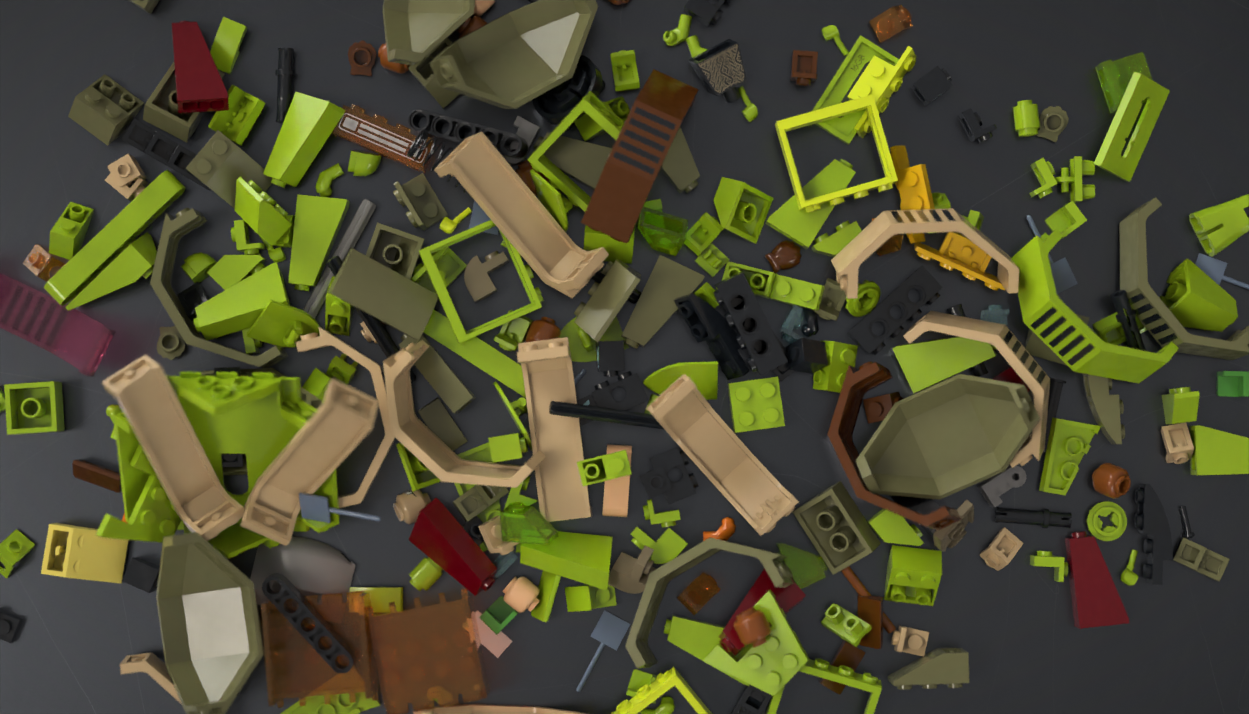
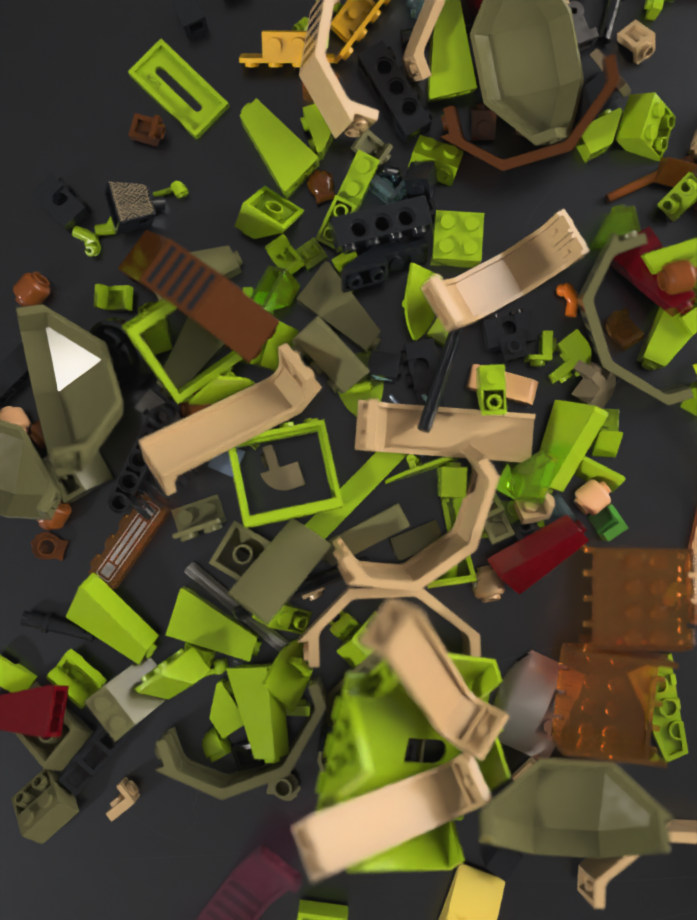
camera: 80 degrees left, 0 degrees up
(41, 262) = (179, 898): clear orange bracket -> none
(70, 231) = (155, 863): lime slope -> none
(97, 475) = (393, 888): reddish brown slope -> none
(114, 237) = (171, 822): lime beam -> none
(125, 269) = (201, 817): lime wedge -> none
(126, 170) = (106, 797): tan bracket -> none
(153, 513) = (457, 848): lime wing -> none
(240, 235) = (196, 697): lime bracket -> none
(304, 610) = (596, 709): black beam -> none
(318, 509) = (479, 676): sand blue piece -> none
(325, 178) = (156, 604): lime arm -> none
(363, 163) = (149, 565): lime piece -> none
(382, 596) = (569, 629): lime slope -> none
(425, 574) = (555, 585): lime brick -> none
(448, 265) = (265, 502): lime bracket -> none
(449, 226) = (227, 495): neon yellow hand -> none
(494, 643) = (628, 536): sticker -> none
(513, 333) = (343, 454): lime bracket -> none
(543, 330) = (345, 426): dark orange head -> none
(609, 632) = (642, 421): sand blue piece -> none
(825, 114) = (232, 65): neon yellow window -> none
(832, 32) = (119, 97): lime hand -> none
(837, 528) = (589, 185): olive slope -> none
(866, 303) = (383, 125): lime gear -> none
(881, 81) = (178, 65): neon yellow bracket -> none
(891, 22) = (122, 40): clear orange bracket -> none

